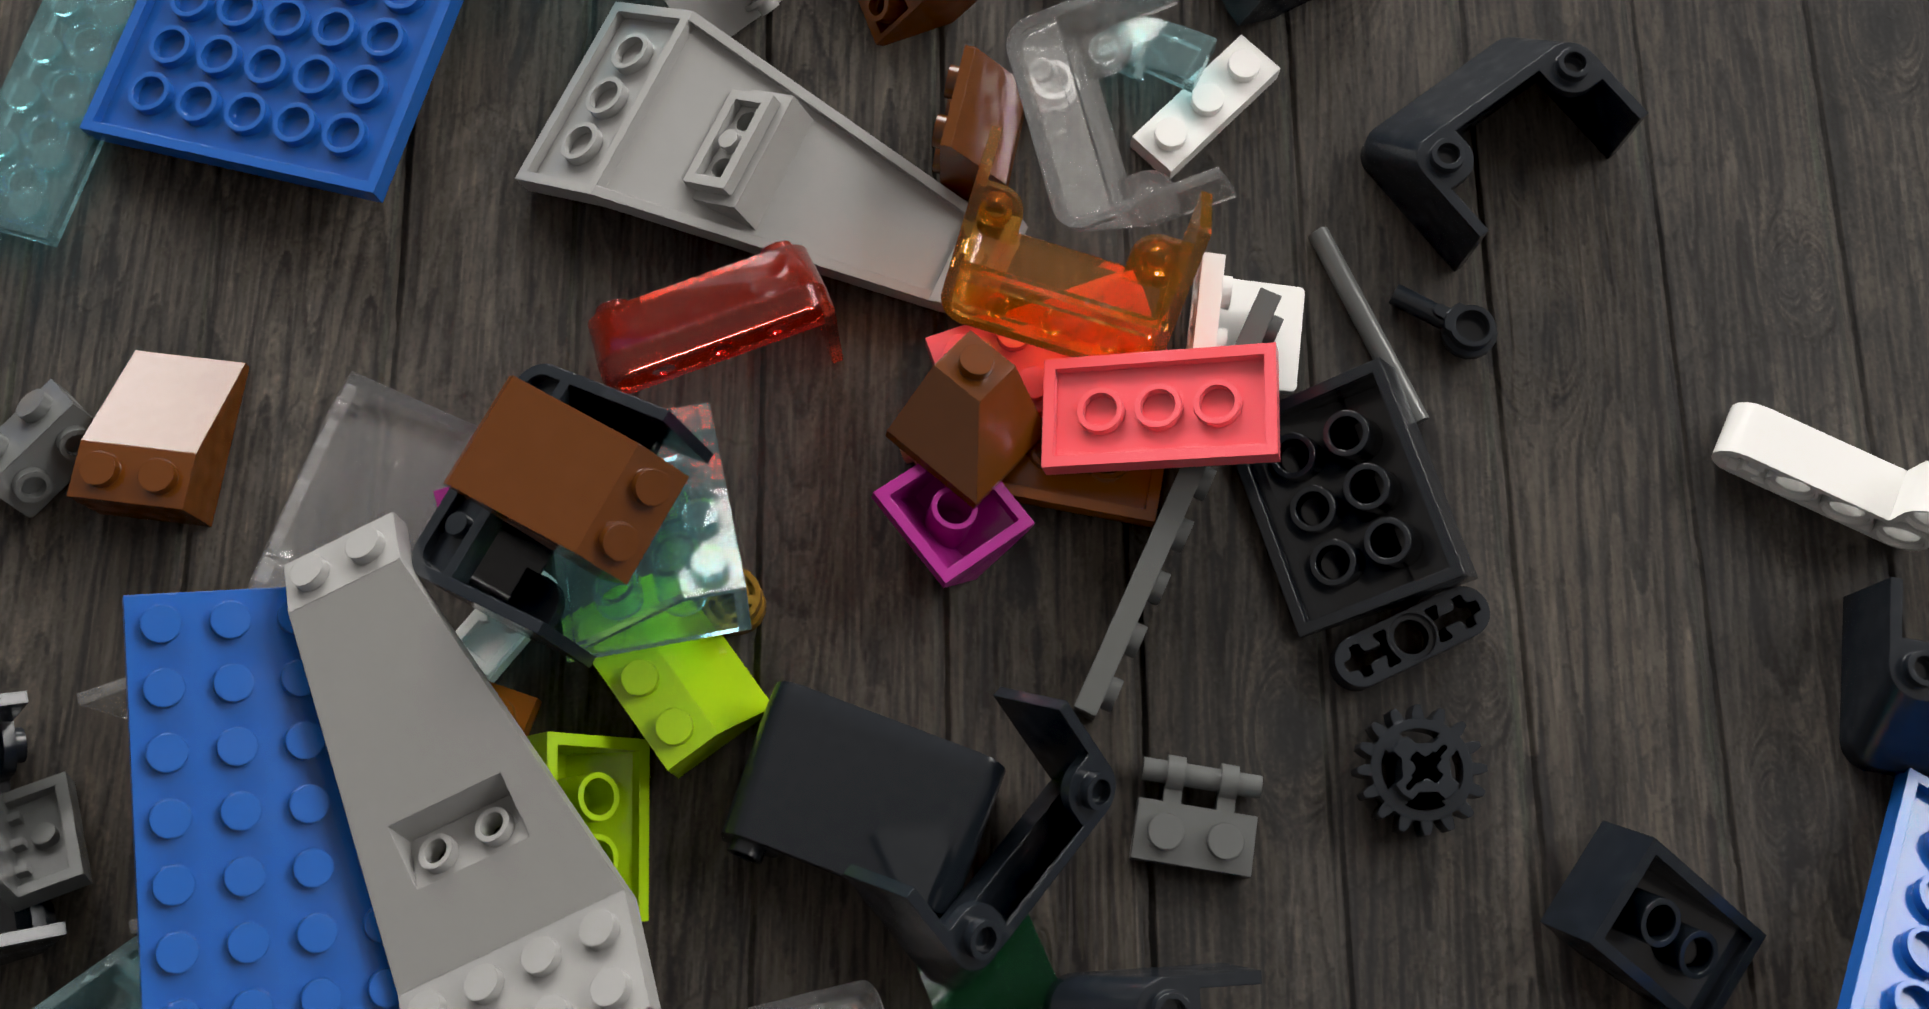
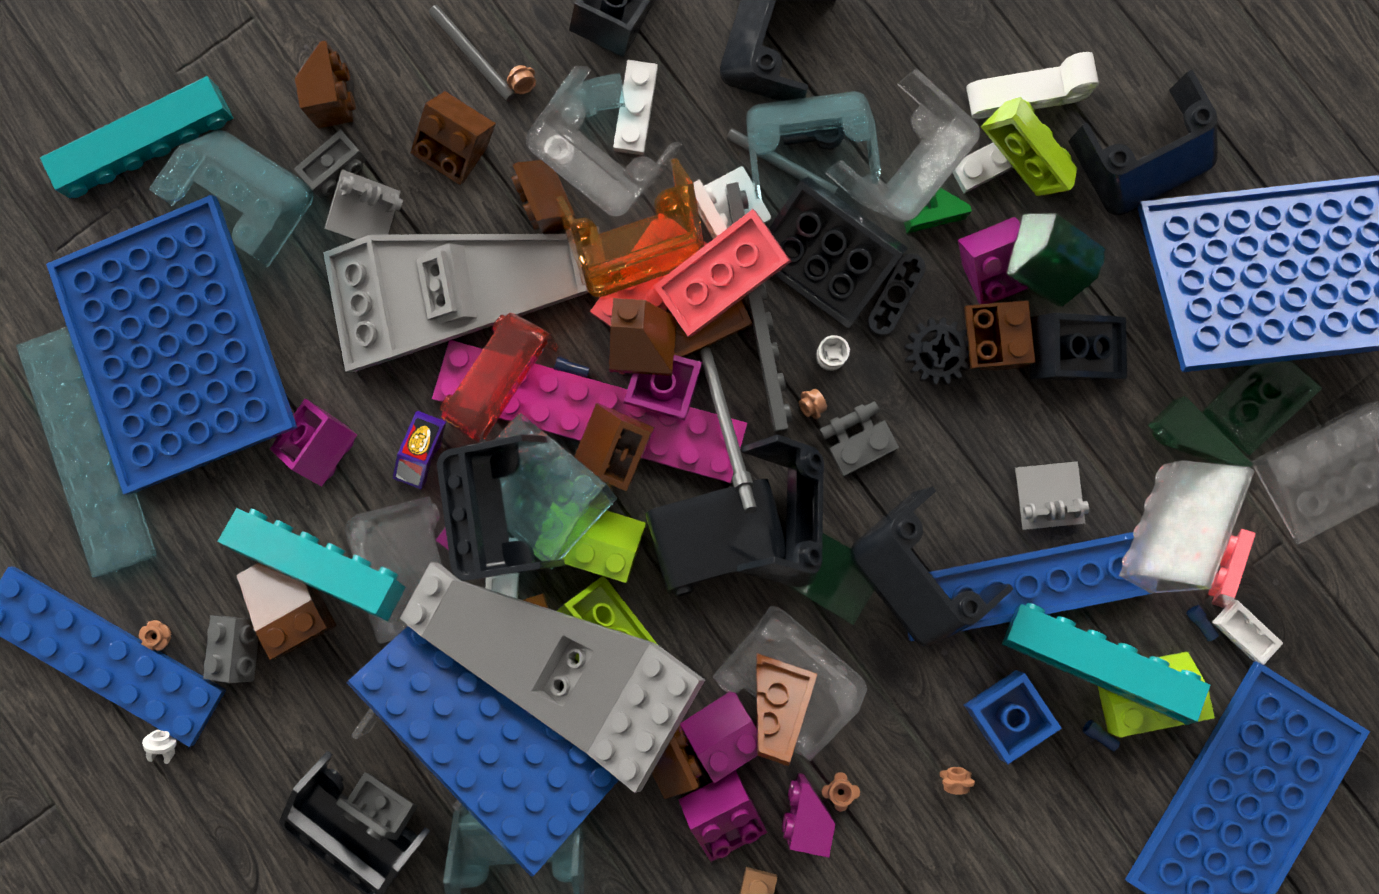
camera: 30 degrees left, 10 degrees up
(240, 407) = (313, 564): none -> brick
(390, 245) = (315, 444): none -> magenta slope
(546, 337) = (418, 448): none -> slope
(567, 481) = (497, 495): reddish brown slope -> none
(808, 552) = (613, 446): none -> reddish brown slope
(818, 490) = (565, 401): none -> dark pink plate
(828, 389) = (566, 366): none -> dark blue piece
(962, 733) = (741, 479): none -> dark grey bar
(1161, 709) = (812, 403): none -> nougat plate
(1257, 647) = (836, 348): none -> white wheel
(1517, 309) = (845, 110): none -> clear light blue windscreen
(1536, 816) = (999, 335): none -> reddish brown slope
(1574, 562) = (944, 210): none -> green slope
(1612, 700) = (987, 260): none -> magenta slope
(1654, 448) = (947, 139): none -> clear windscreen
(1684, 540) = (981, 167): none -> white plate
(1712, 752) = (1054, 257): none -> clear green slope
(1779, 559) = (1031, 148): none -> lime slope

